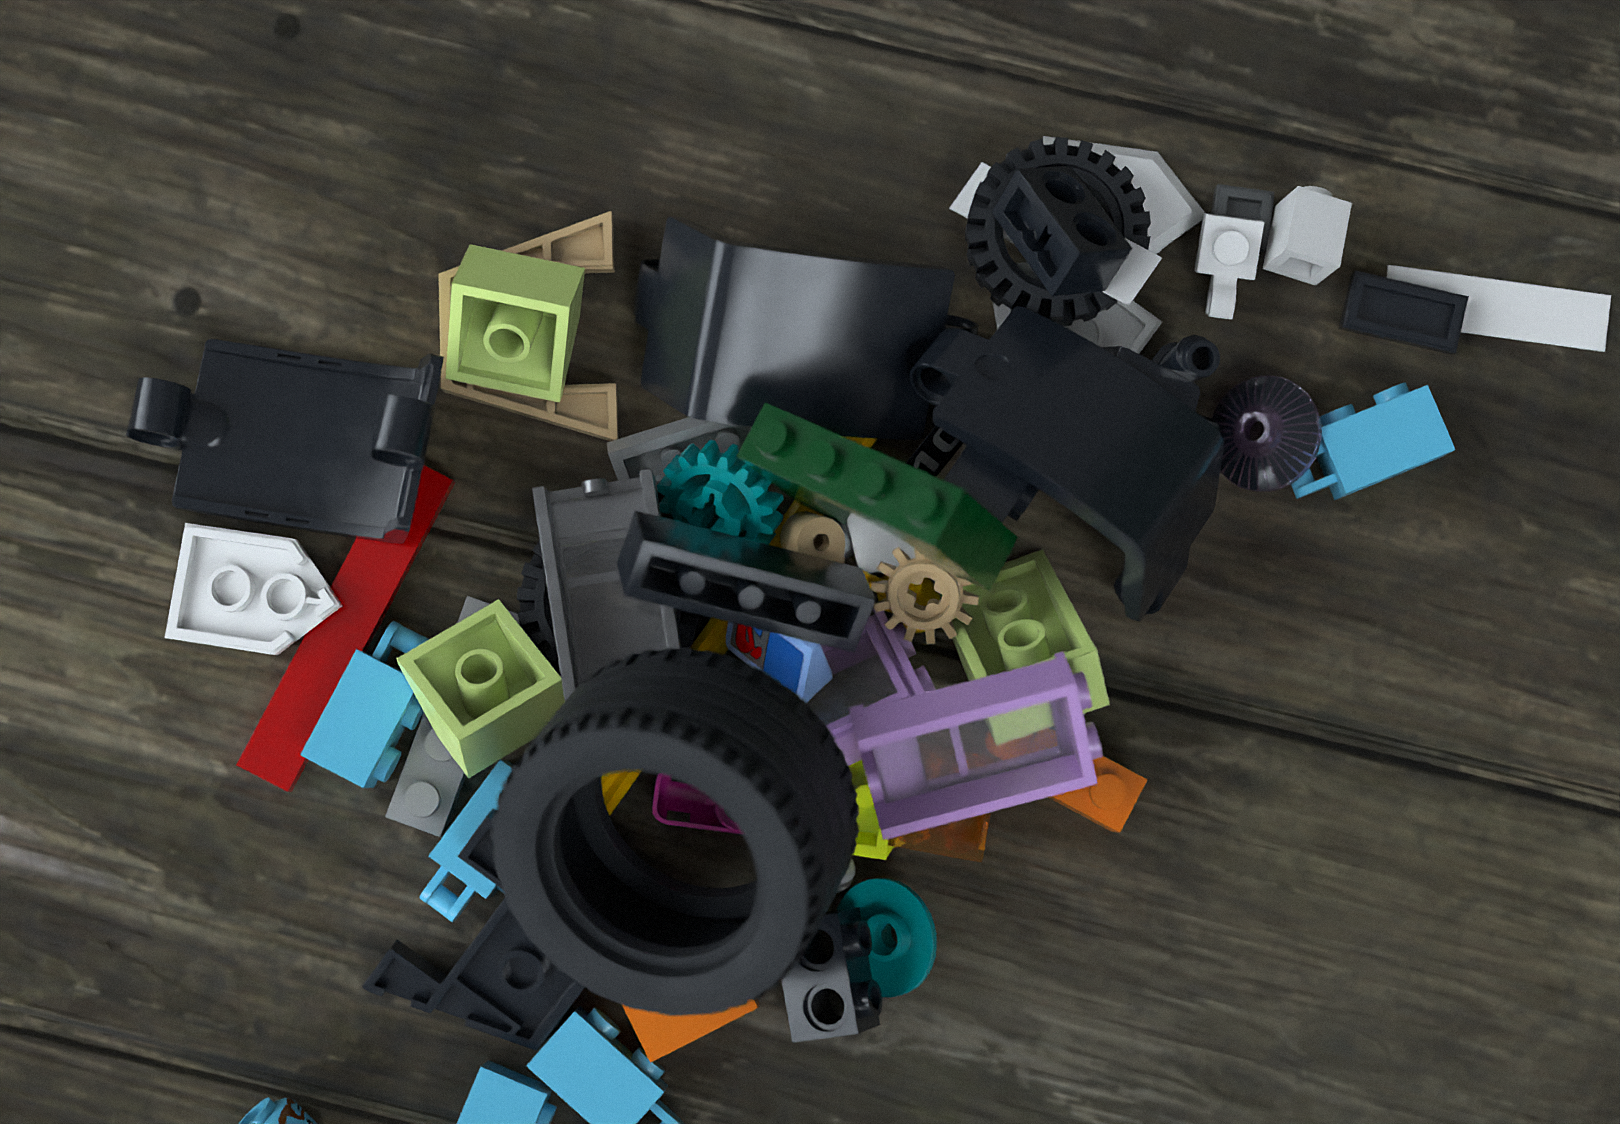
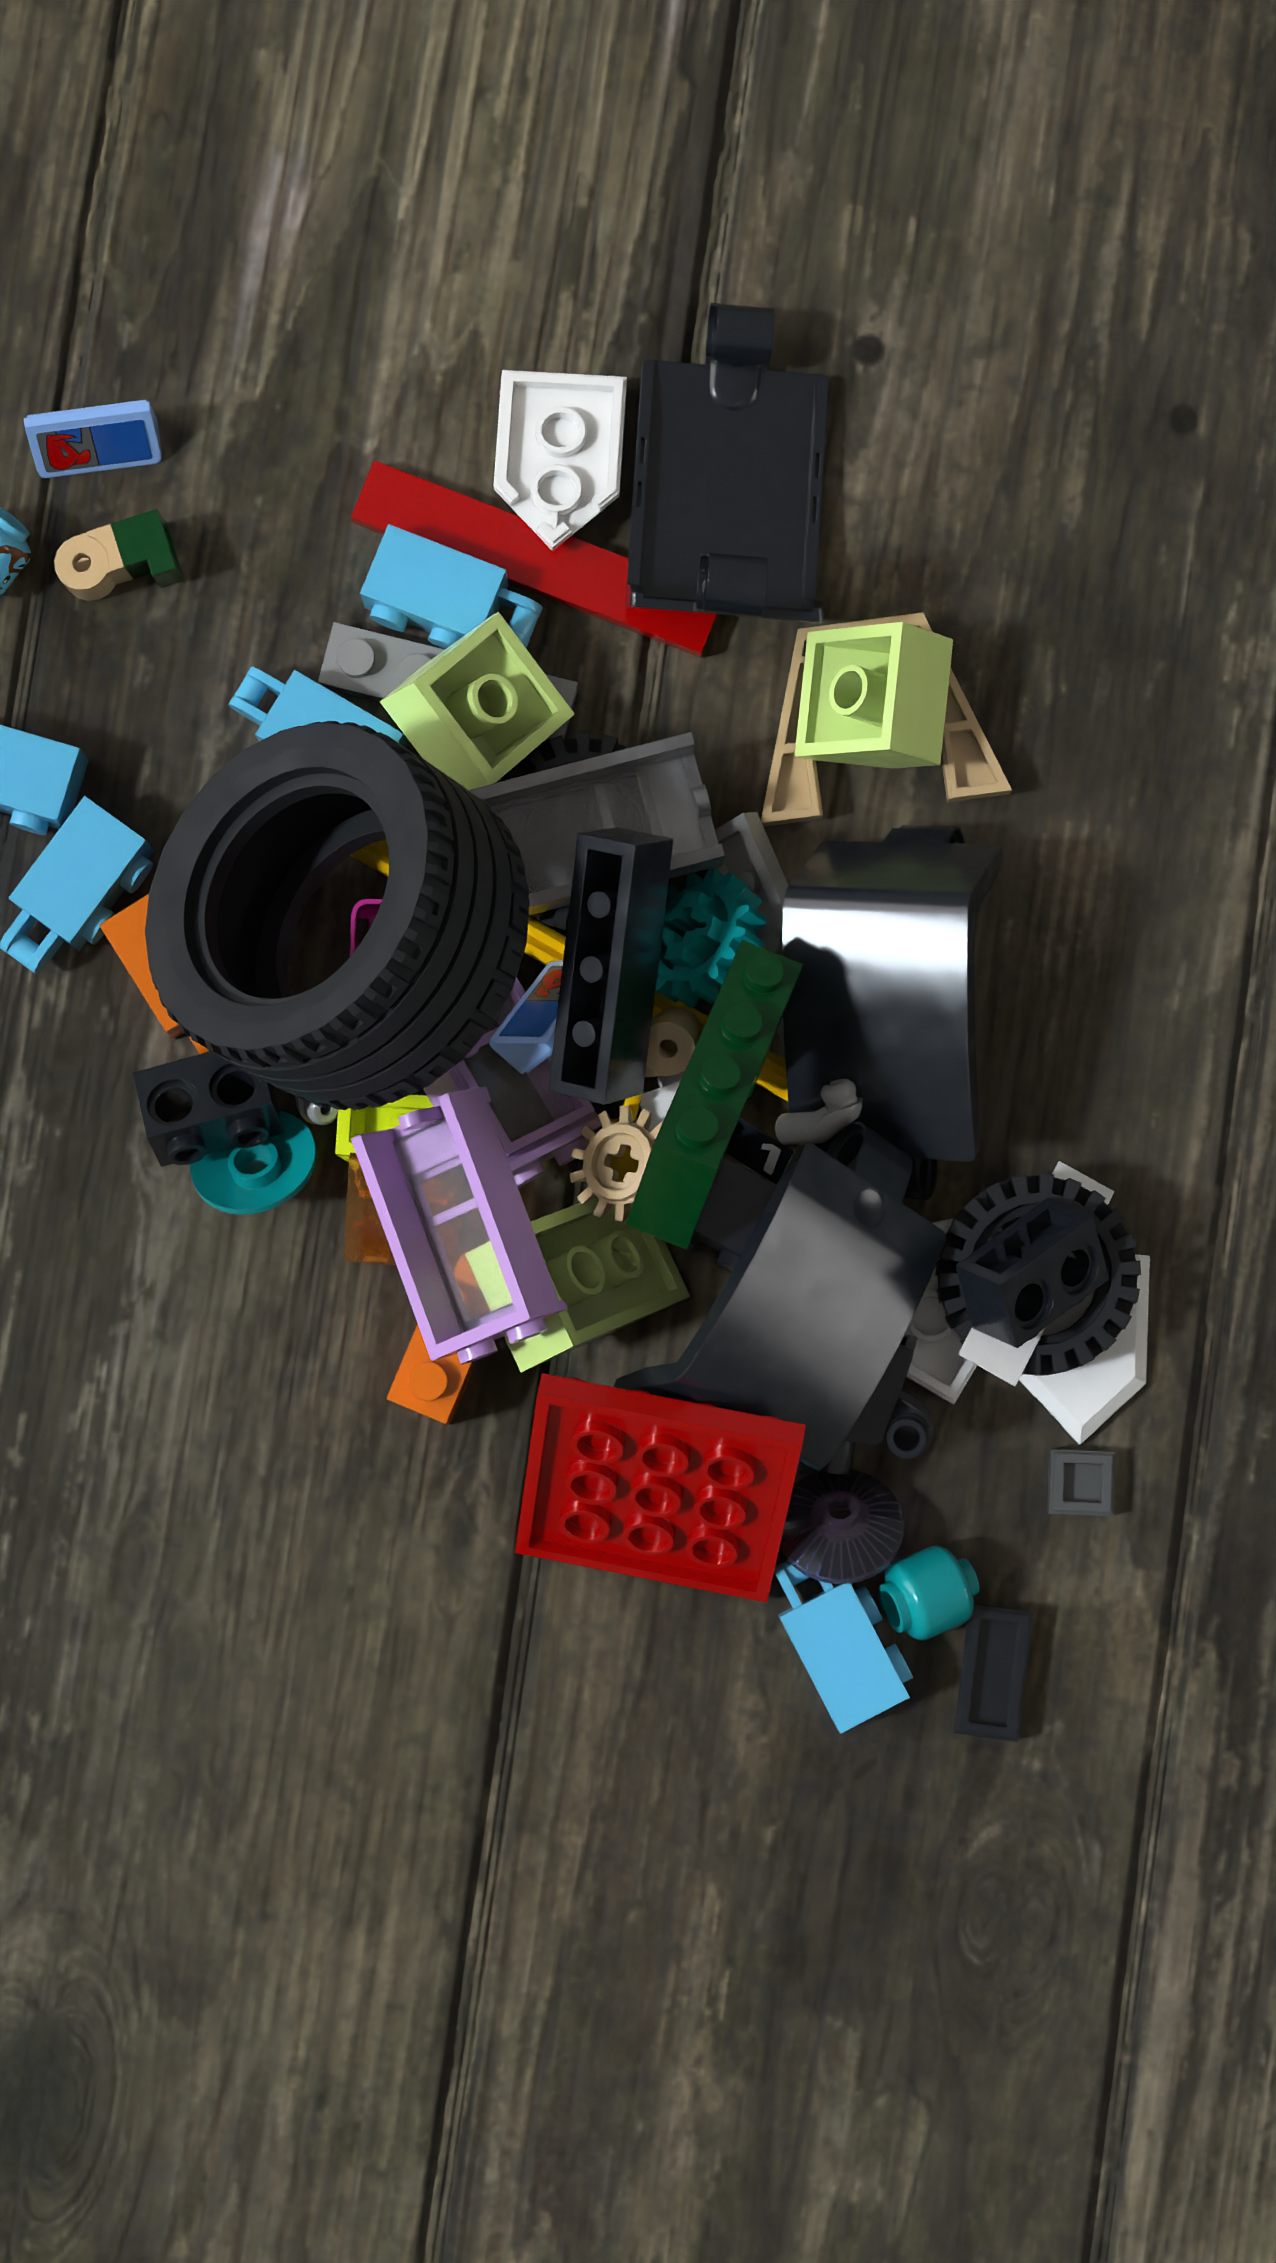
camera: 85 degrees right, 0 degrees up
(184, 1028) = (94, 439): none -> slope
(296, 1014) = (118, 553): none -> leg
(499, 981) = (167, 751): black wing -> none
(905, 403) = (819, 1126): none -> light grey arm
(1225, 587) = (657, 1487): none -> red plate
(1227, 252) = (1037, 1468): white plate -> none
(1307, 235) = (1066, 1553): white brick -> none
(1331, 360) = (928, 1593): none -> teal head
(1521, 309) = (1013, 1803): white sticker -> none

